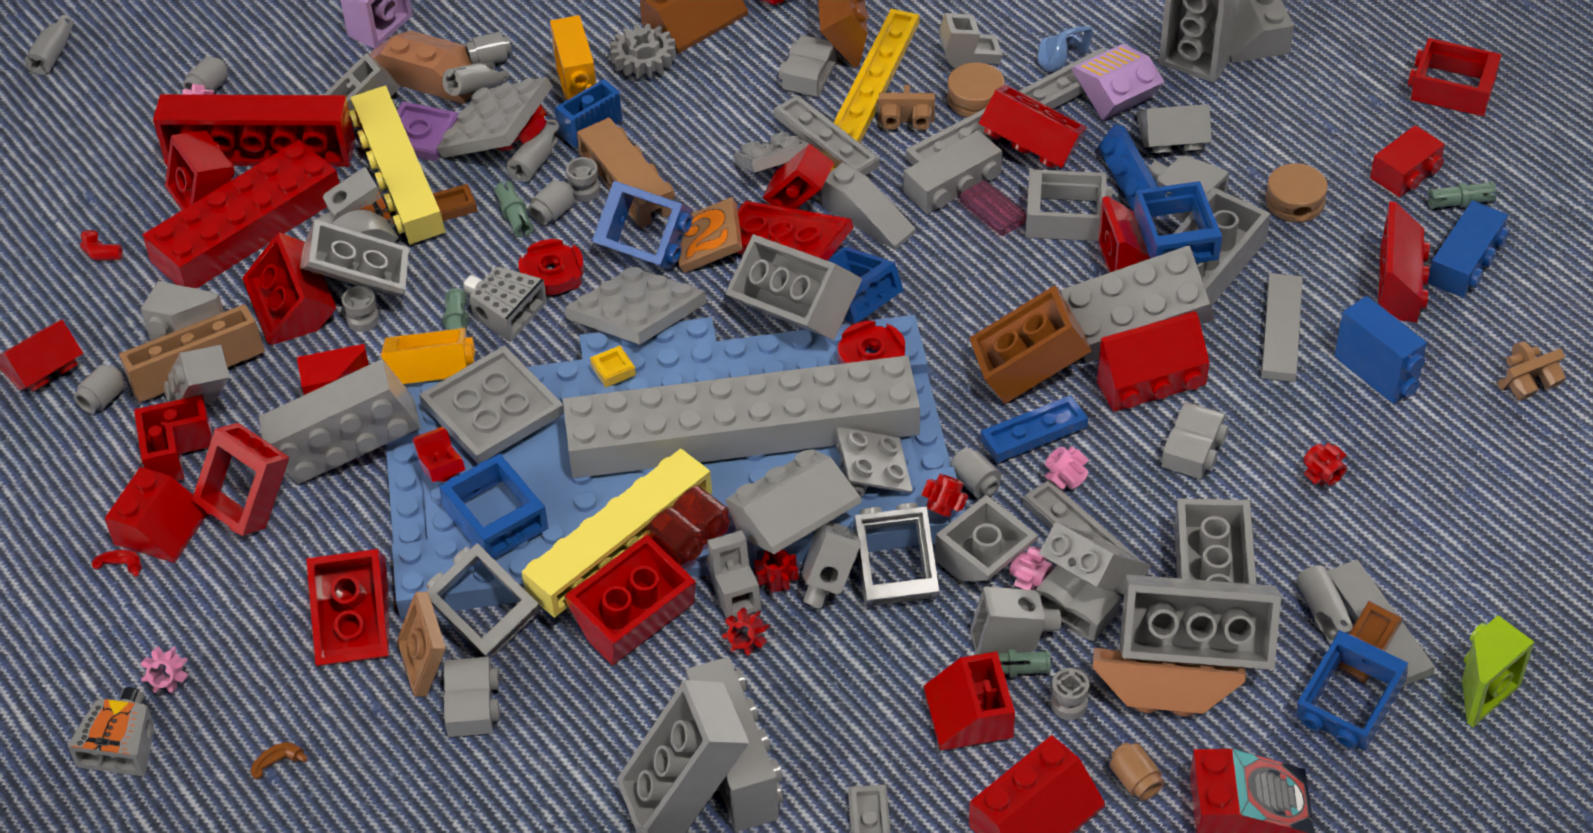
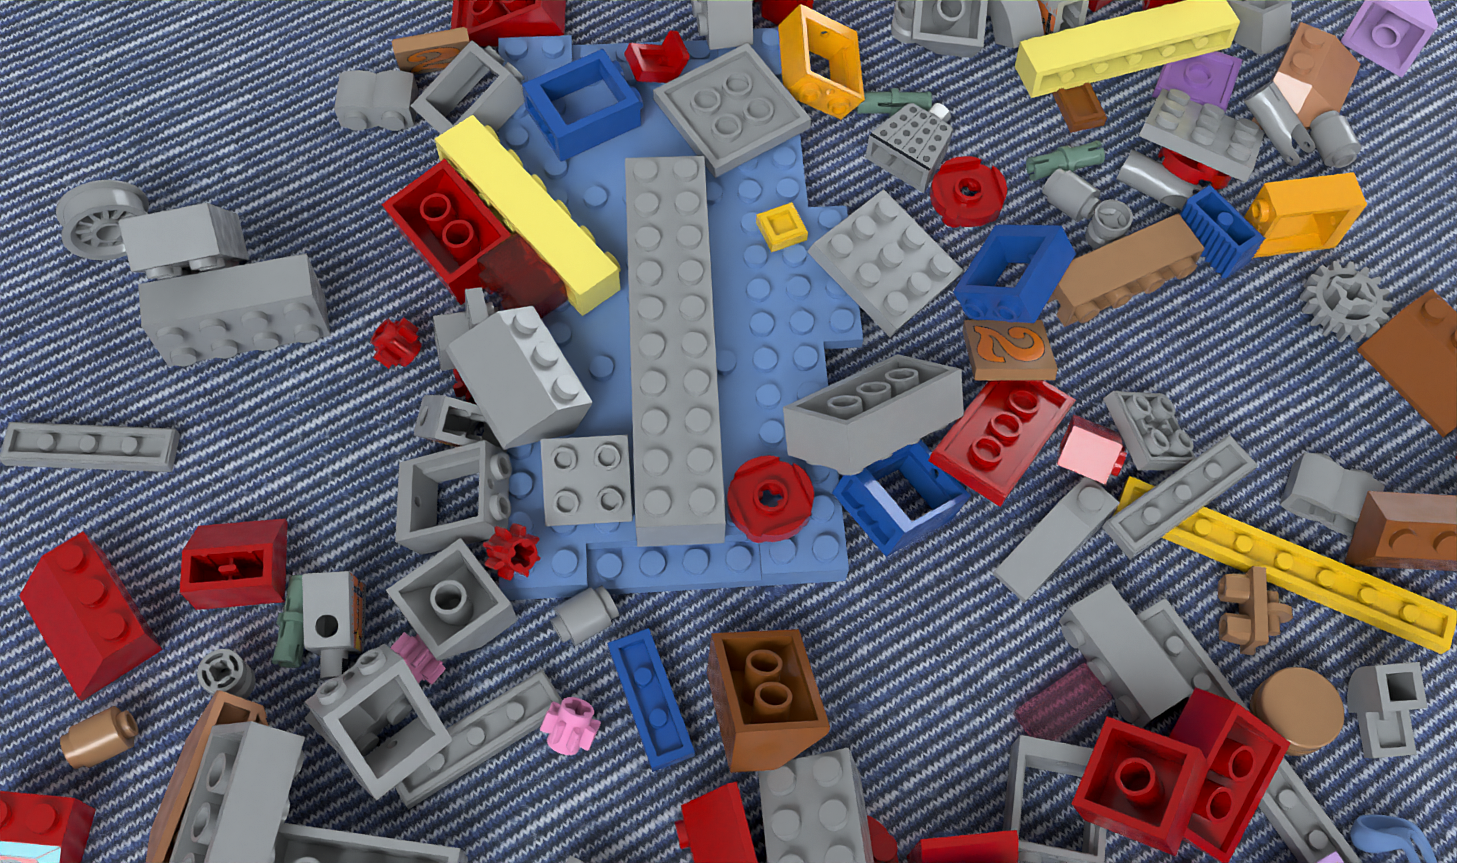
camera: 90 degrees right, 15 degrees up
(1059, 137) = (1141, 785): none -> red brick

